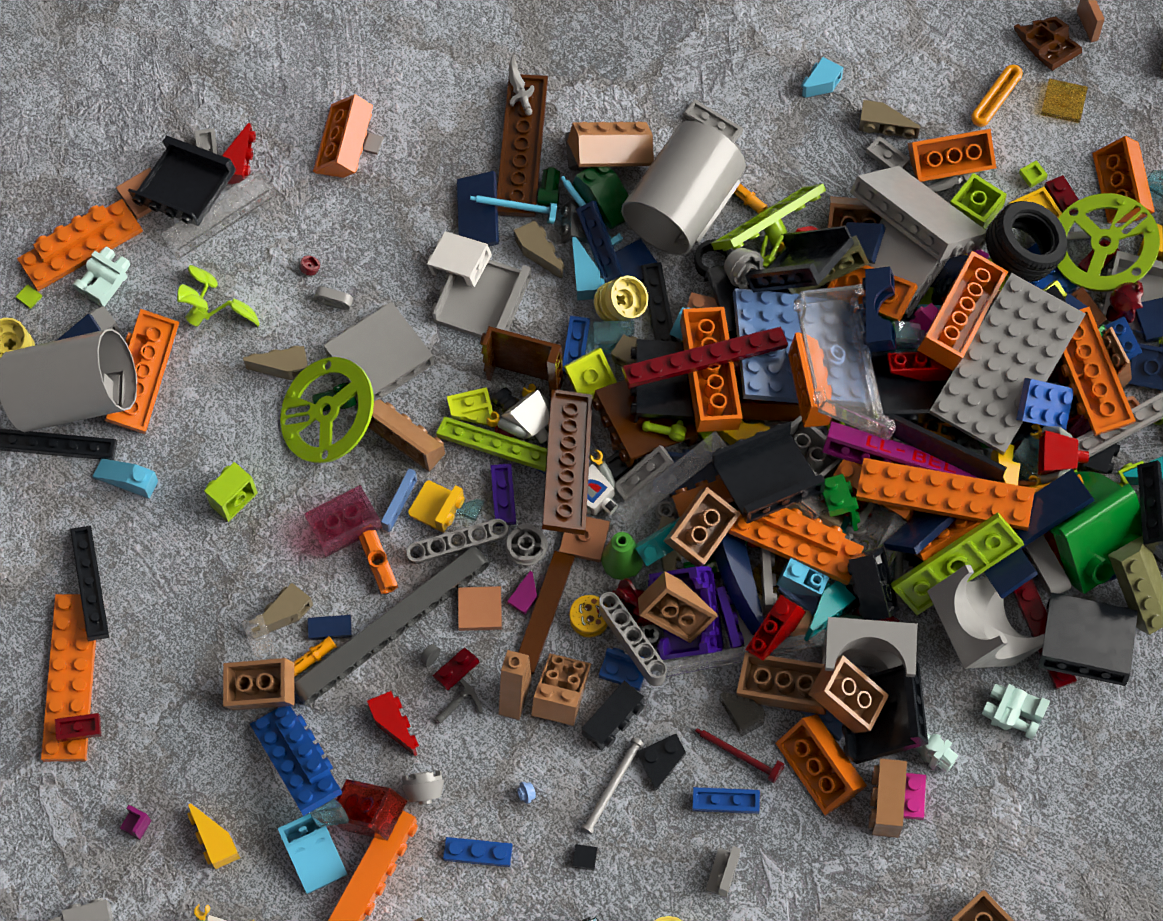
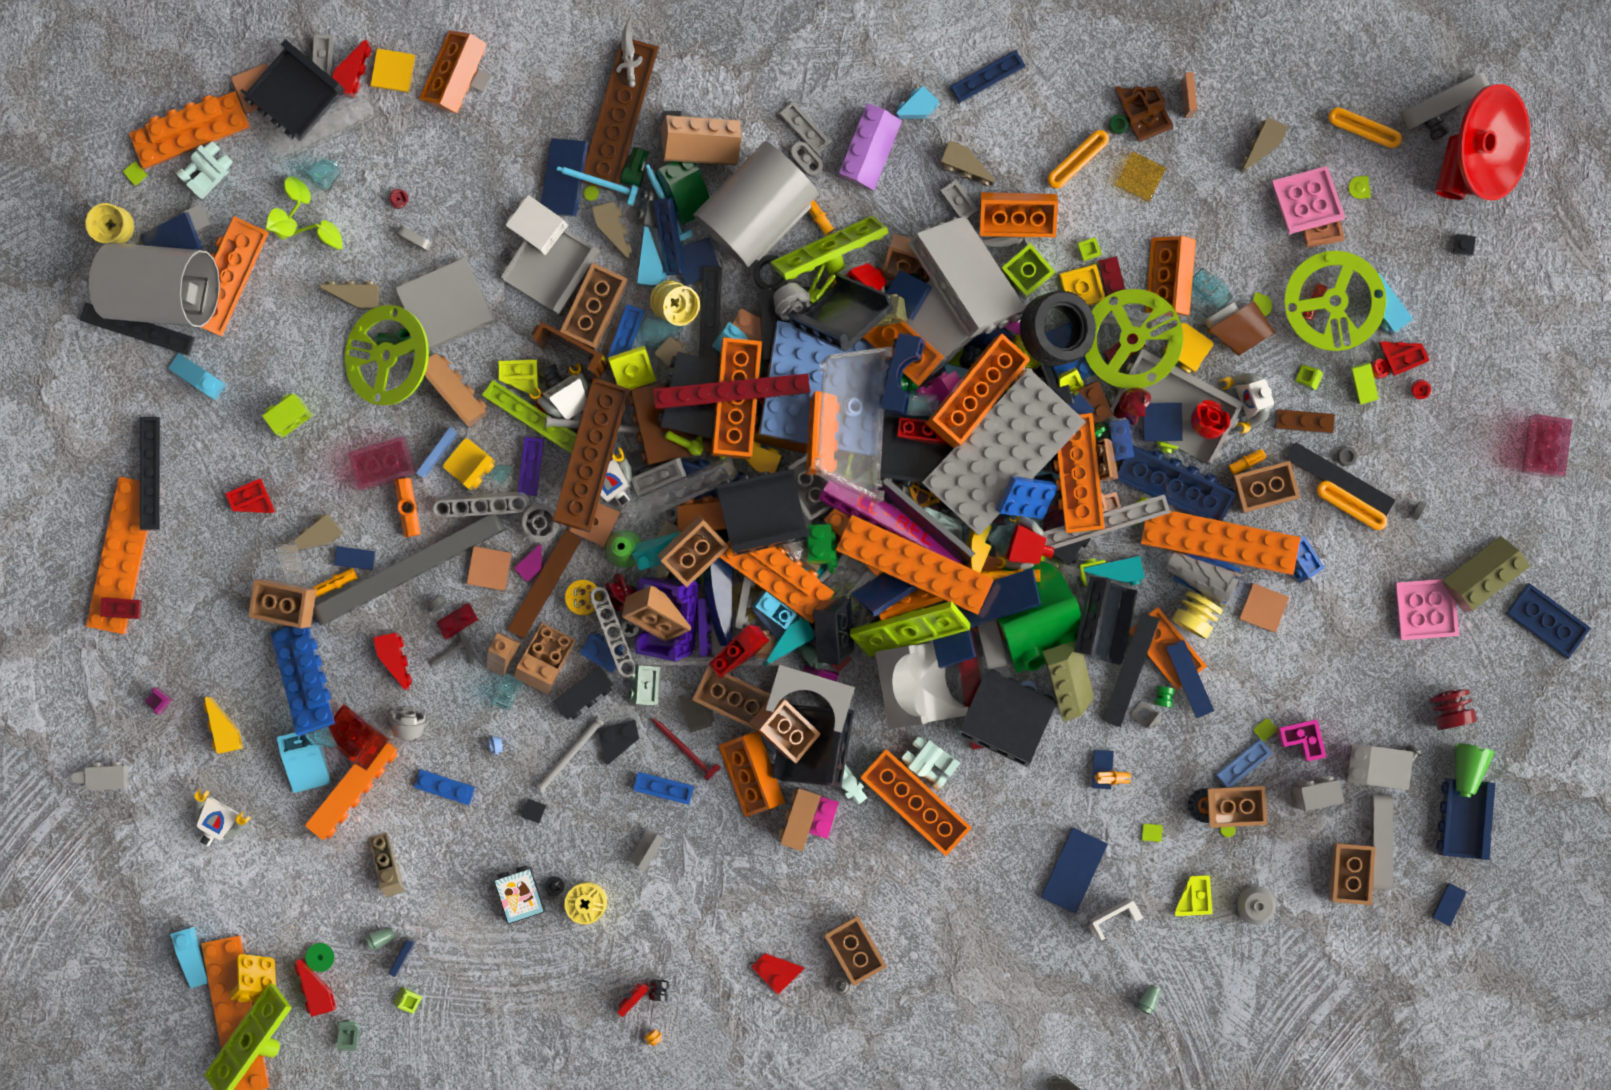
camera: 10 degrees right, 20 degrees up
(204, 588) = (251, 498): none -> red wing
(228, 254) = (325, 172): none -> clear light blue slope
(281, 151) = (393, 70): none -> yellow tile
(508, 223) = (591, 193): none -> lime piece
(528, 732) = (507, 692): none -> clear light blue slope
(538, 439) = (575, 424): none -> light grey bar
(540, 310) = (594, 306): none -> medium nougat brick
(678, 694) = (644, 685): none -> bracket
(784, 125) = (870, 147): none -> medium lavender slope
(884, 42) = (987, 76): none -> dark blue tile
(1013, 754) = (915, 802): none -> orange brick
(1027, 59) = (1118, 124): none -> dark green tile

